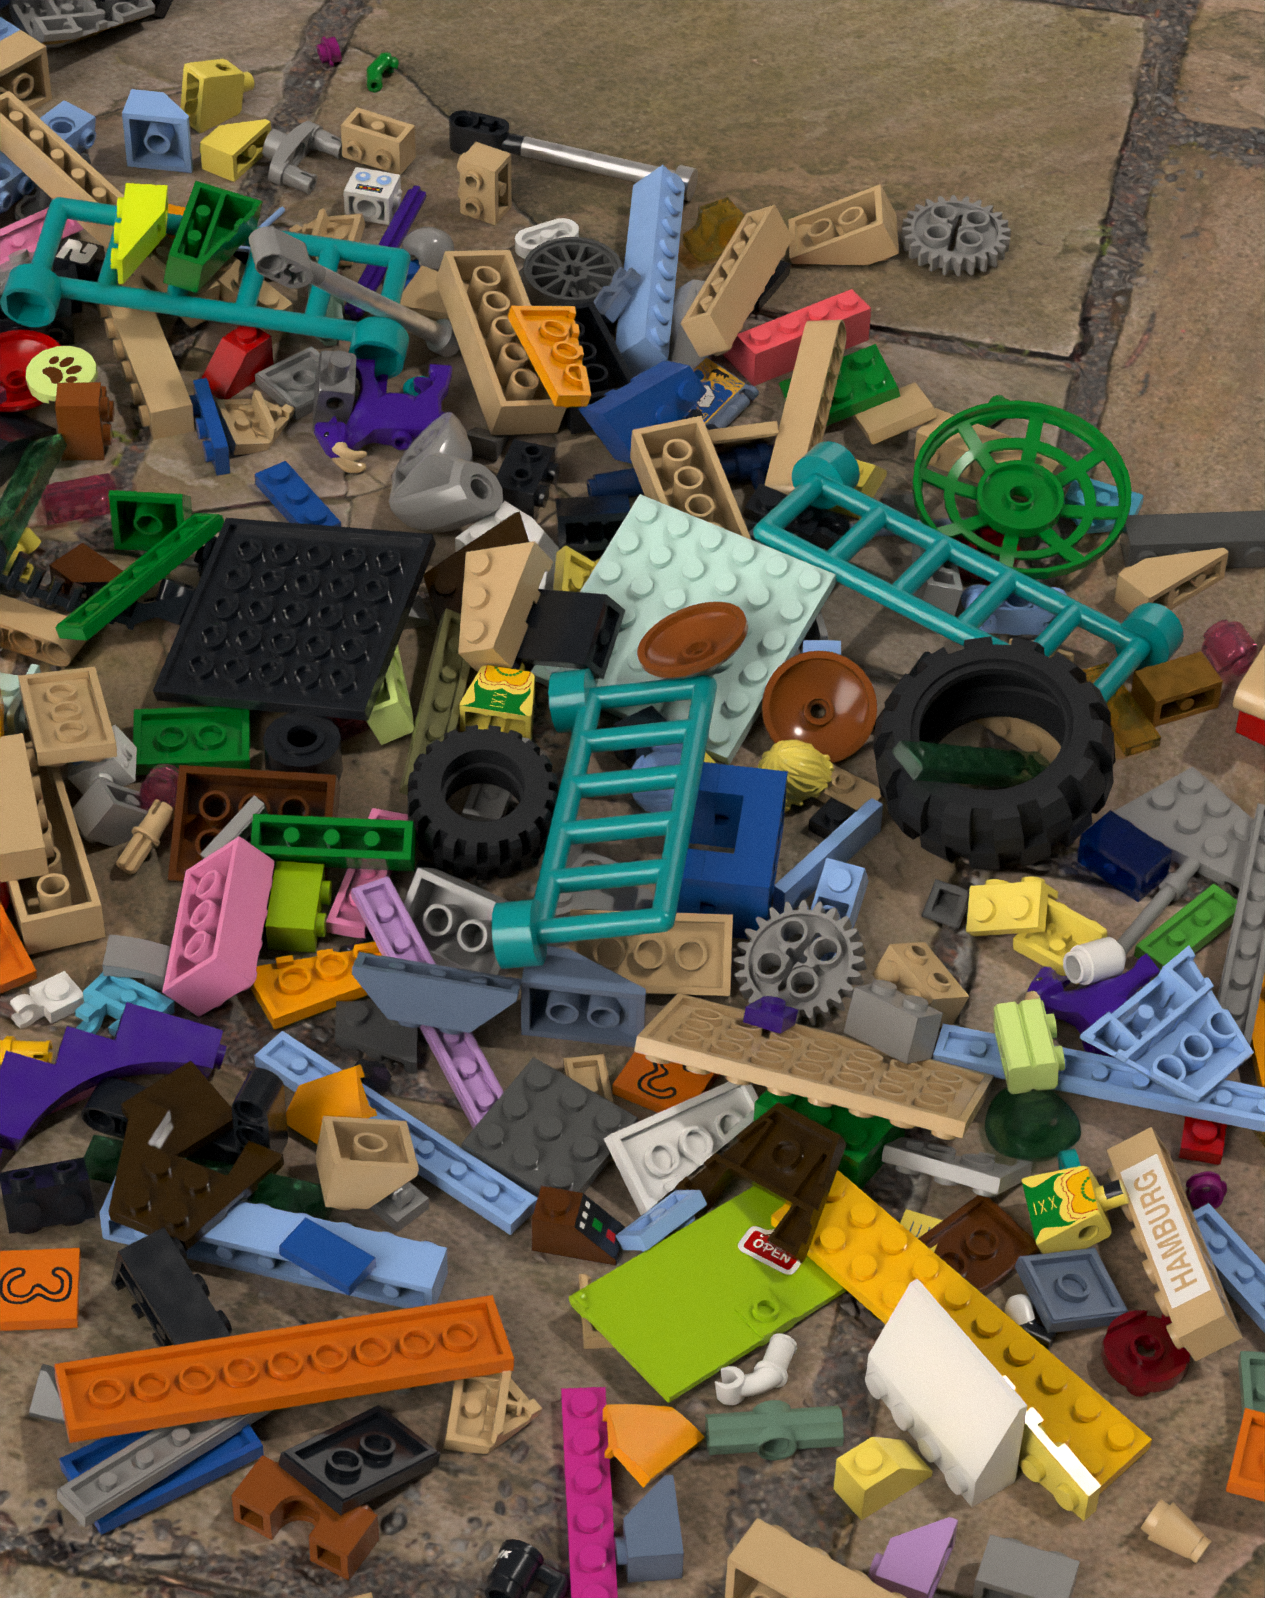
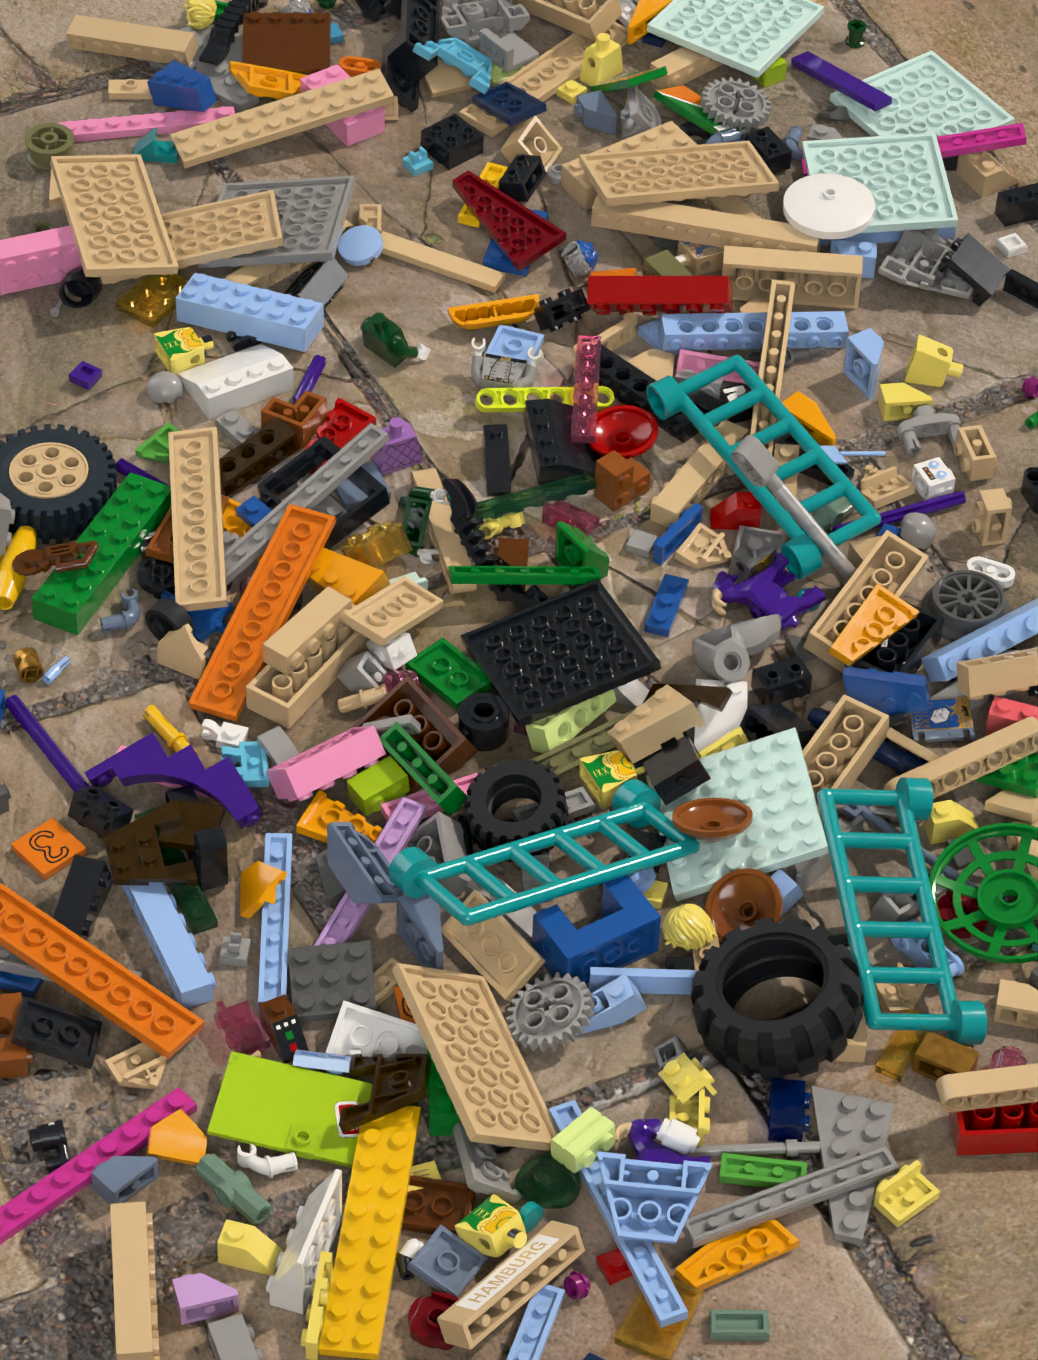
camera: 50 degrees right, 0 degrees up
(56, 366) = (635, 447): yellowish green tile -> none
(141, 227) = (751, 400): neon yellow slope -> none
(184, 465) = (641, 543): none -> light grey tile
(209, 234) = (777, 426): green wedge -> none
(327, 1256) = (158, 938): blue tile -> none
(363, 1160) = (230, 912): tan slope -> none
(376, 1075) = (300, 888): black rock -> none
(527, 1270) = (241, 1028): none -> clear pink bracket
(613, 298) = (959, 628): sand blue plate -> none
(770, 1014) = (499, 1020): dark purple plate -> none
(811, 525) = (879, 816): black hinge -> none
(893, 1021) = (546, 1075): light grey brick -> none
(922, 974) = (589, 1072): tan brick -> none
(968, 764) = (738, 982): clear green plate -> none

